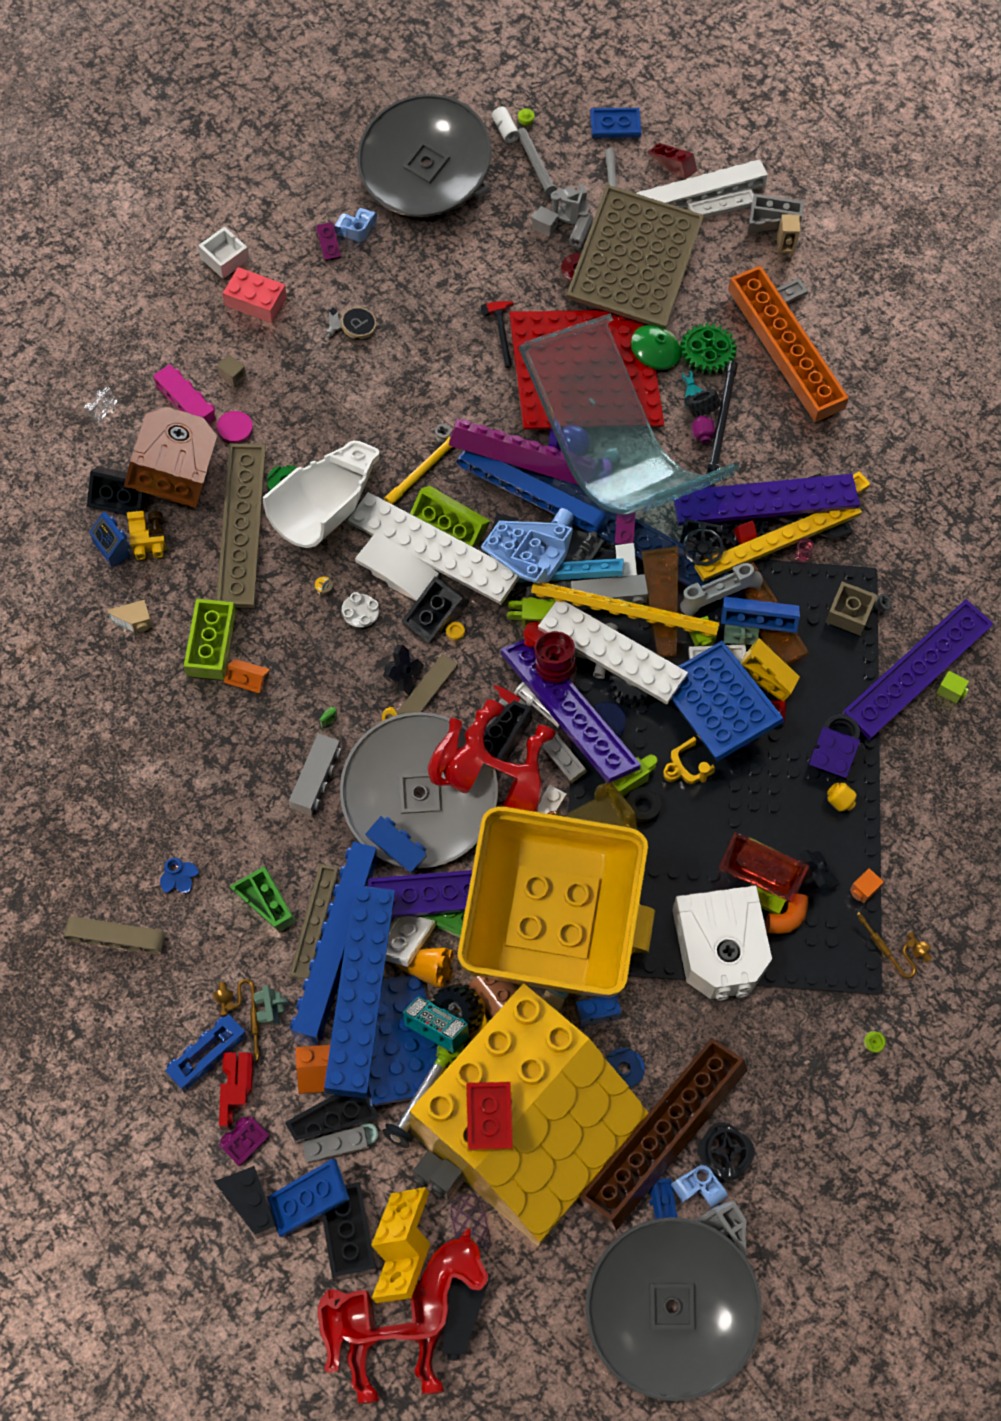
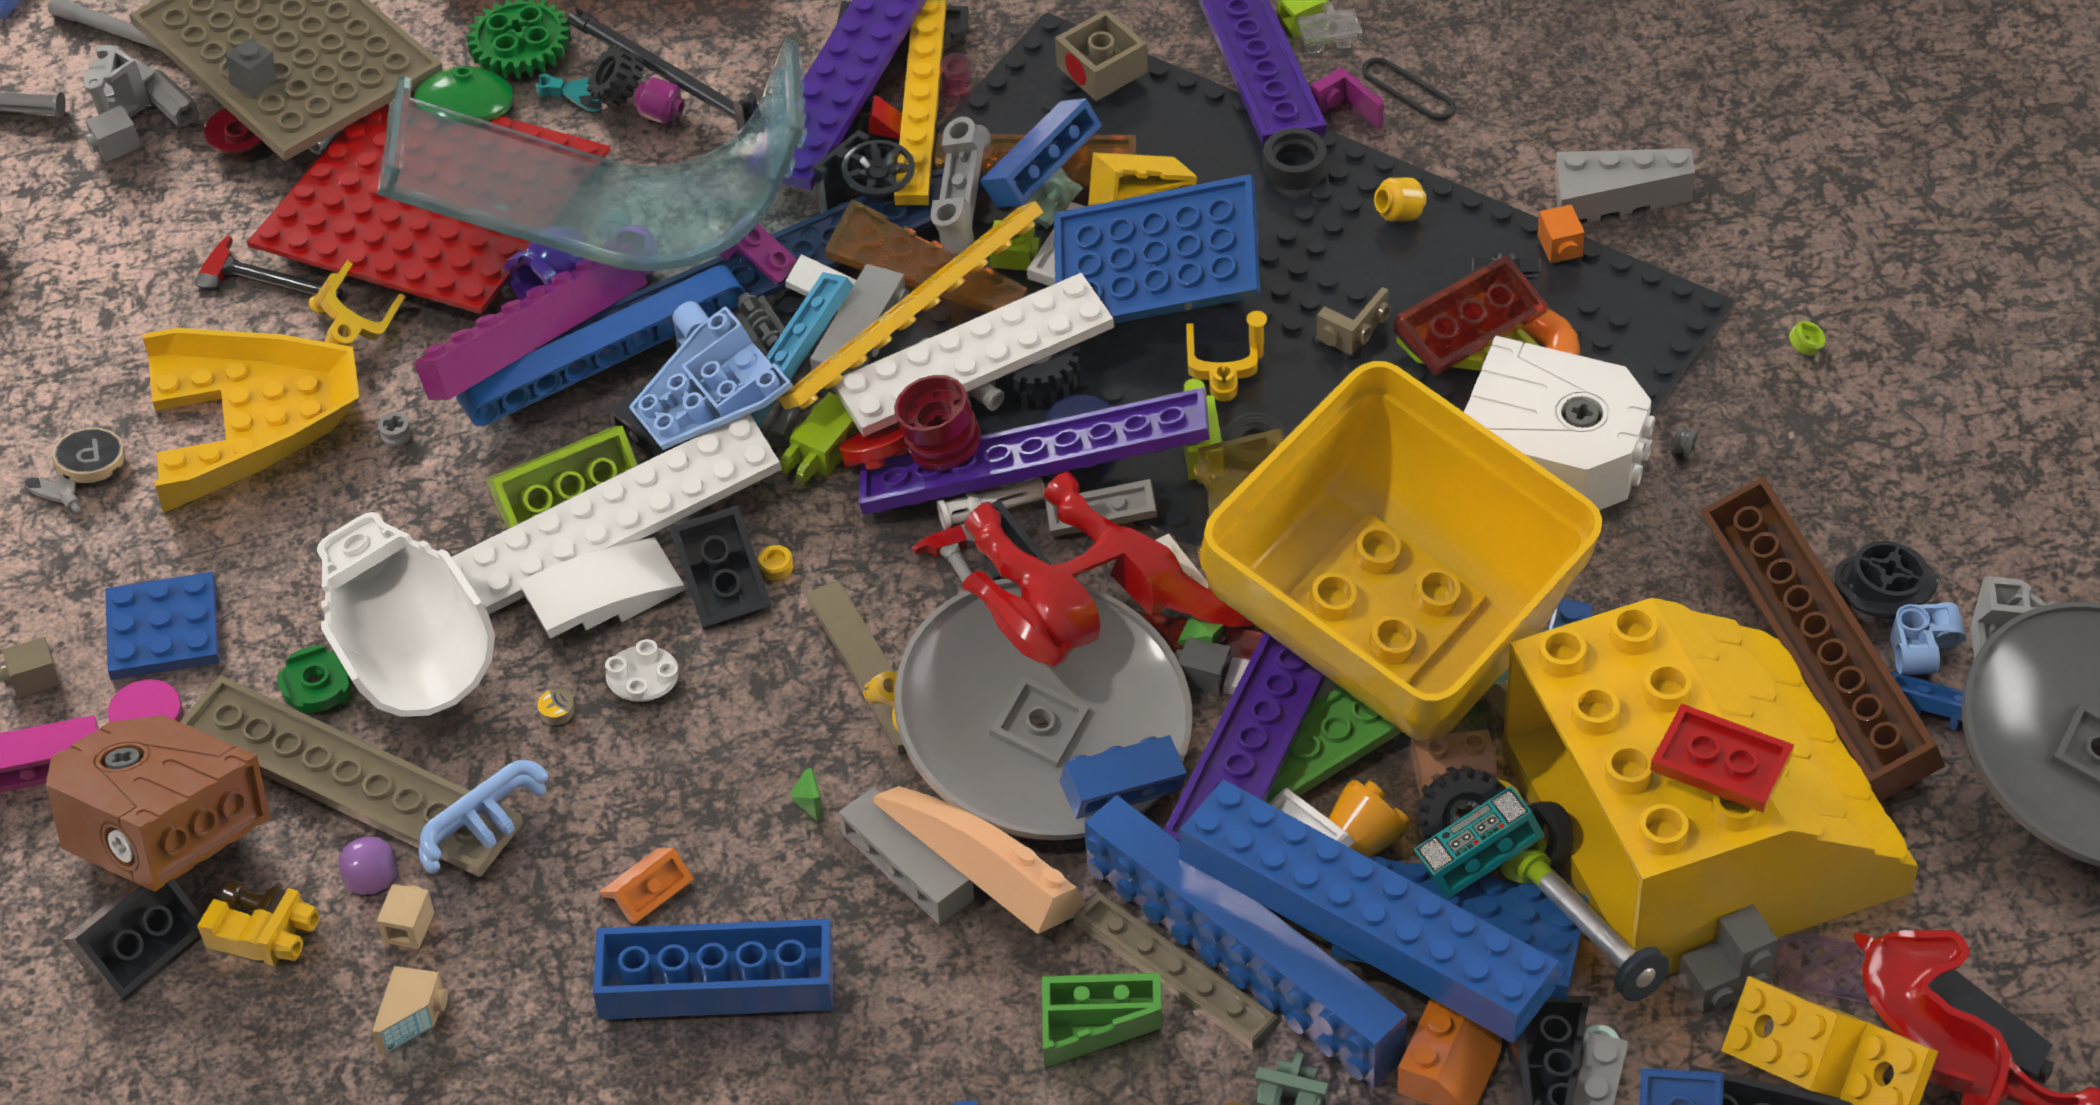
camera: 55 degrees left, 15 degrees down
(110, 540) = (230, 974): blue slope -> none
(178, 589) = (405, 916): none -> tan brick
(199, 559) = (367, 865): none -> medium lavender hair
(209, 639) = (541, 899): lime brick -> none
(209, 727) = (713, 969): none -> blue brick
(236, 581) = (480, 800): none -> light blue piece
(284, 406) = (161, 625): none -> blue plate
(324, 813) = (987, 858): none -> light nougat wedge
(398, 491) = (421, 425): yellow piece -> none
(402, 670) = (800, 653): black plant -> none
(427, 380) = (273, 395): none -> yellow piece
(487, 377) = (345, 321): none -> yellow piece
(600, 251) = (251, 68): none -> dark grey brick
(741, 819) = (1347, 333): none -> dark tan bracket
(764, 1010) = (1684, 442): none -> dark grey bush
(835, 752) = (1332, 163): dark purple piece -> none
(907, 729) = (1341, 87): none -> magenta bracket
(919, 948) = (1693, 224): pearl gold piece -> none
(925, 898) = (1623, 180): none -> light grey wedge
(942, 768) = (1403, 97): none -> black piece
(946, 706) = (1328, 27): none -> clear hips

